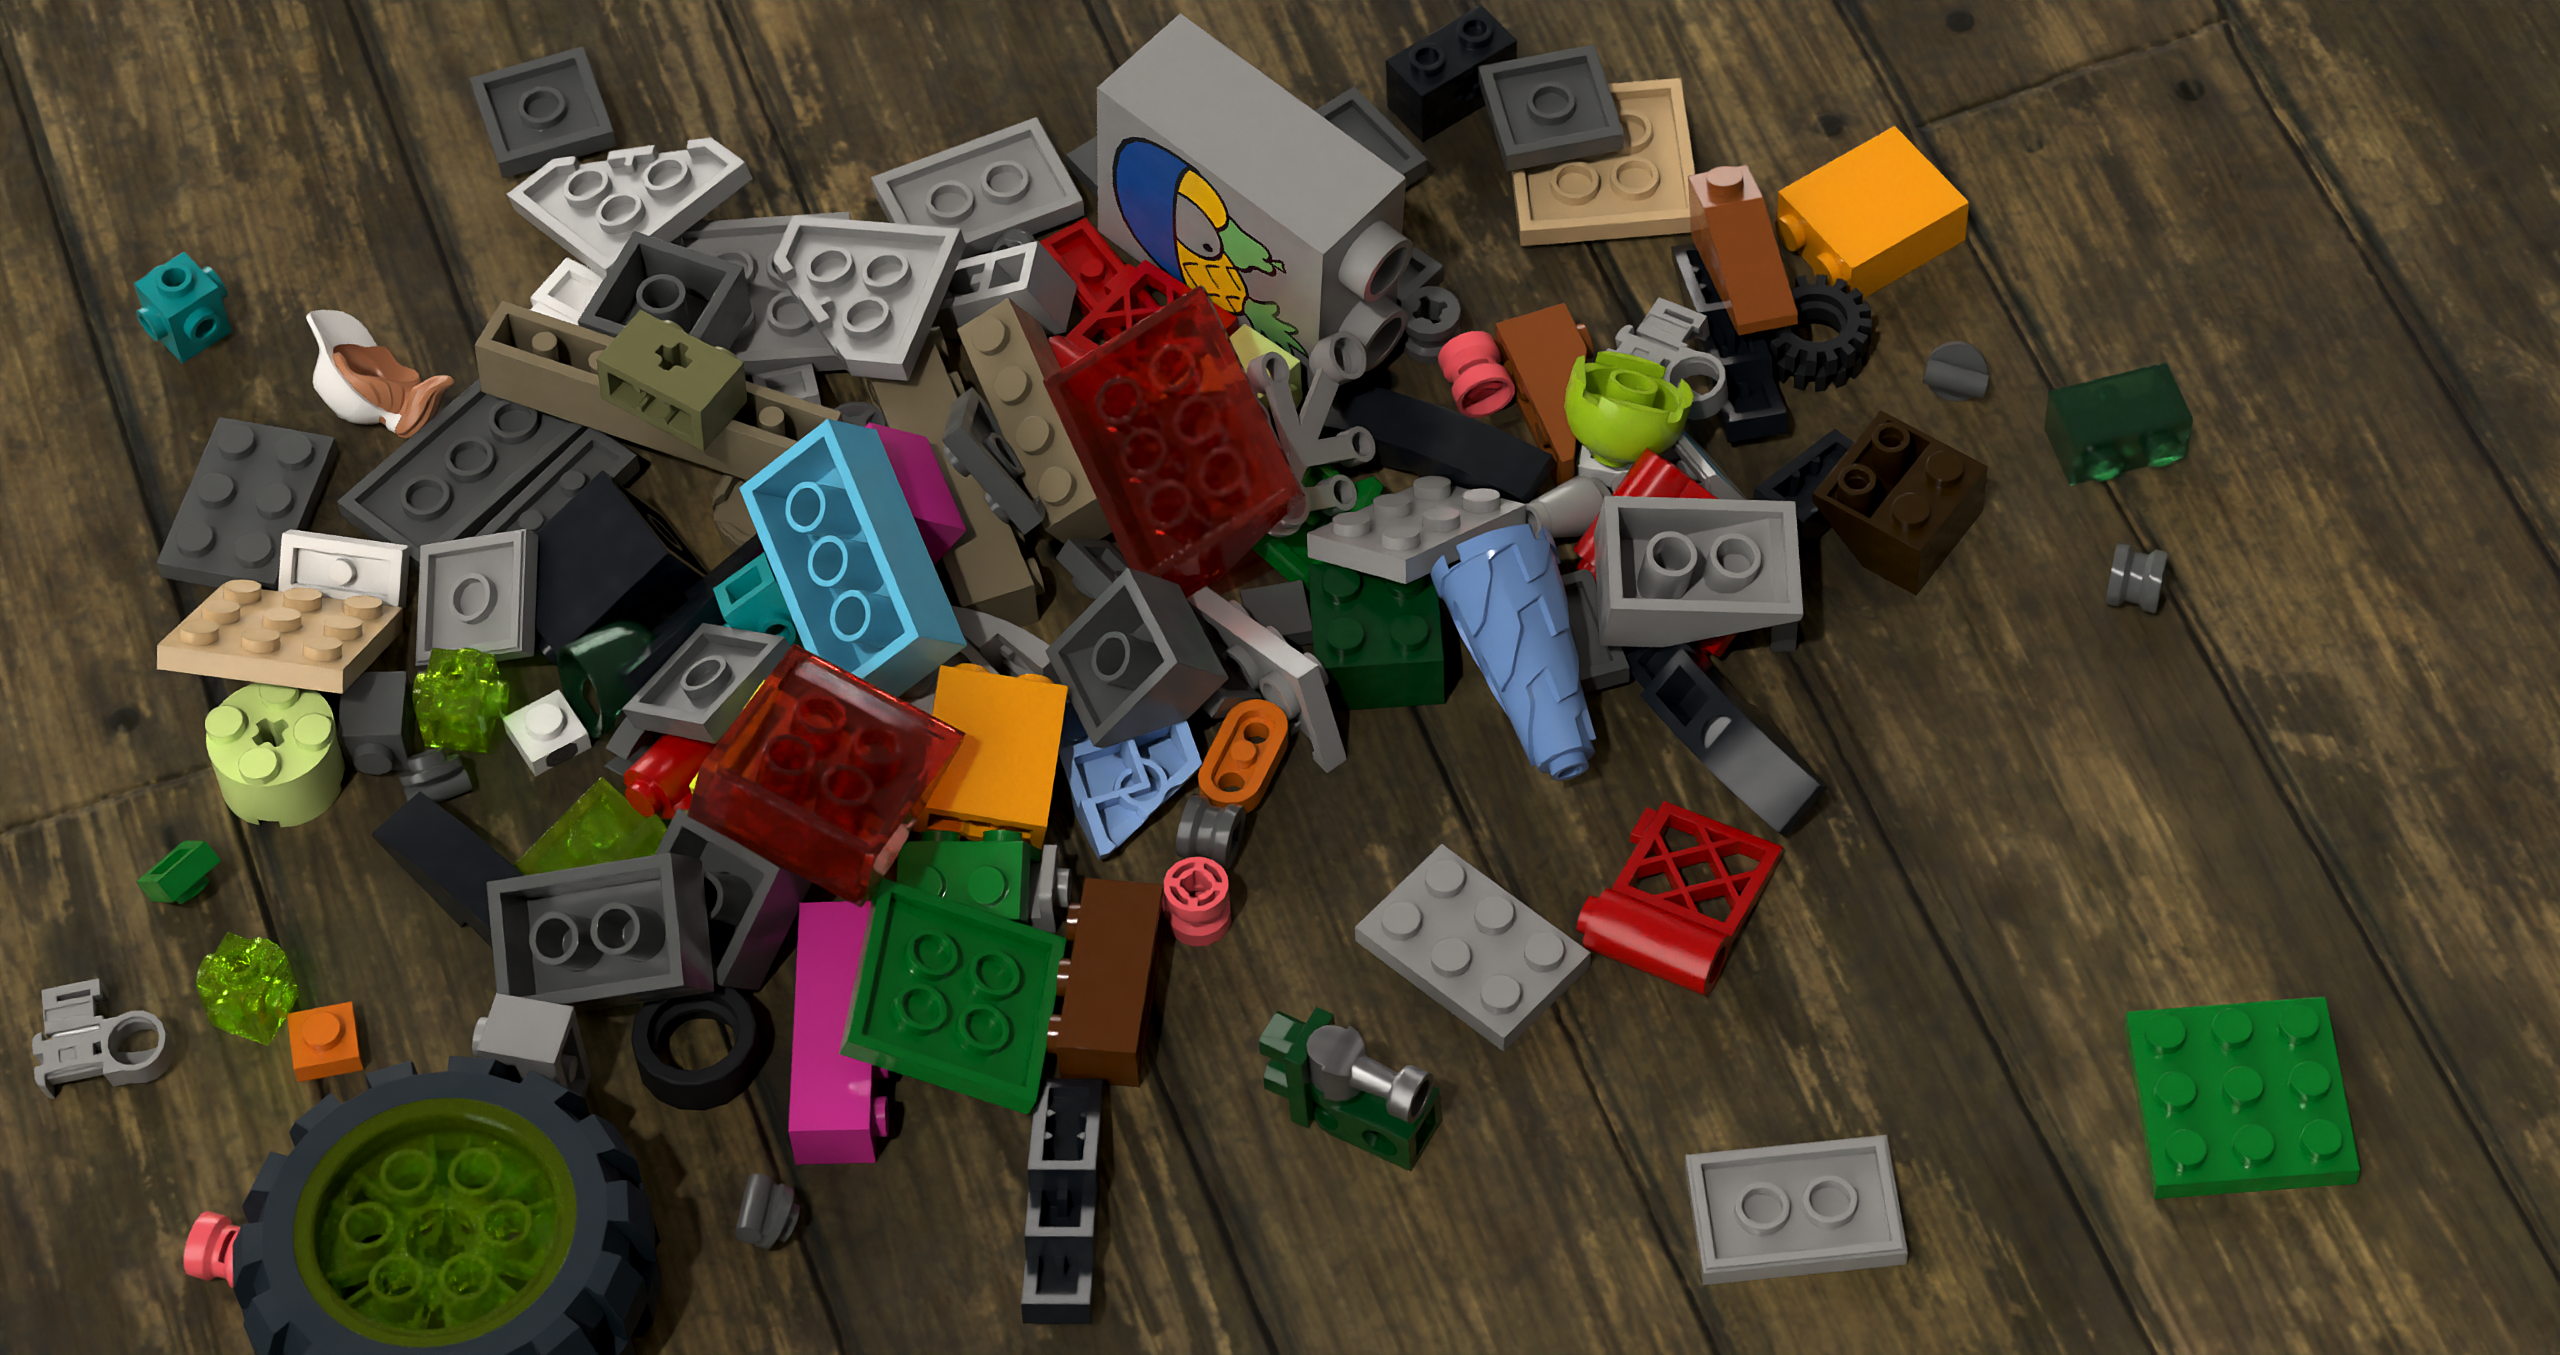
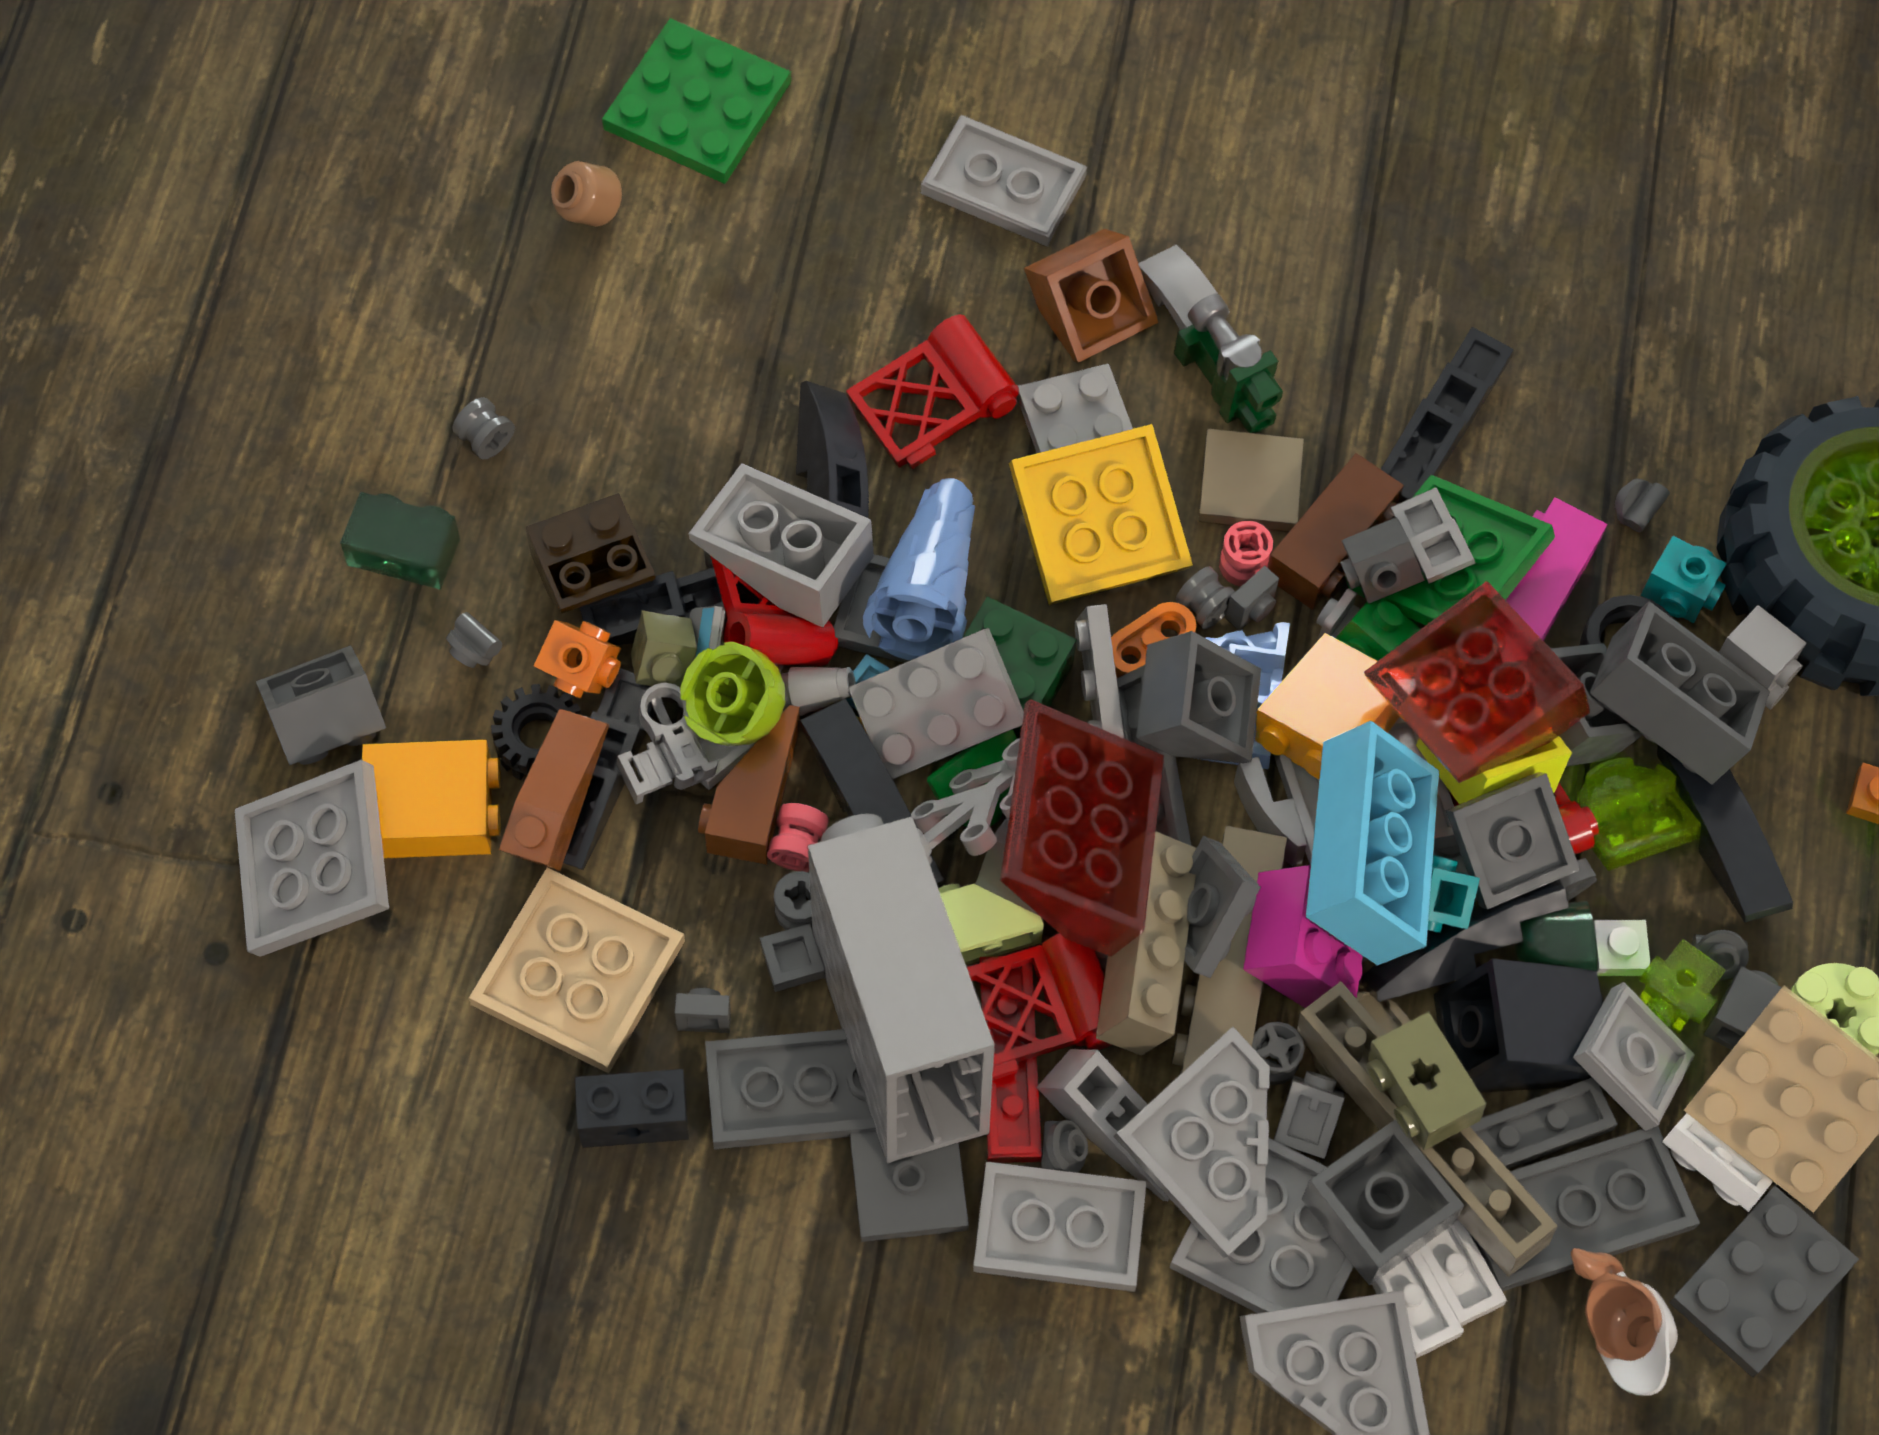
camera: 155 degrees left, 10 degrees up
(668, 1132) = (1685, 580): none -> teal brick
(974, 982) = (1433, 535): none -> light grey slope
(1024, 920) = (1381, 561): none -> dark grey brick
(1155, 851) = (1253, 599): none -> dark grey plate
(1234, 995) = (1251, 479): none -> dark tan tile
(1387, 838) = (1100, 514): none -> yellow plate
(1448, 183) = (703, 1011): none -> dark grey plate
(1481, 1175) = (1175, 282): none -> light grey slope
(1550, 107) = (591, 1008): dark grey plate -> none
(1584, 1104) = (1092, 293): none -> dark orange slope
(1744, 440) = (662, 648): none -> olive brick
(1824, 385) = (579, 658): none -> orange brick
(1926, 90) = (311, 858): none -> light grey plate
(2056, 239) = (321, 706): none -> dark grey slope
(2253, 876) = (586, 193): none -> medium nougat head

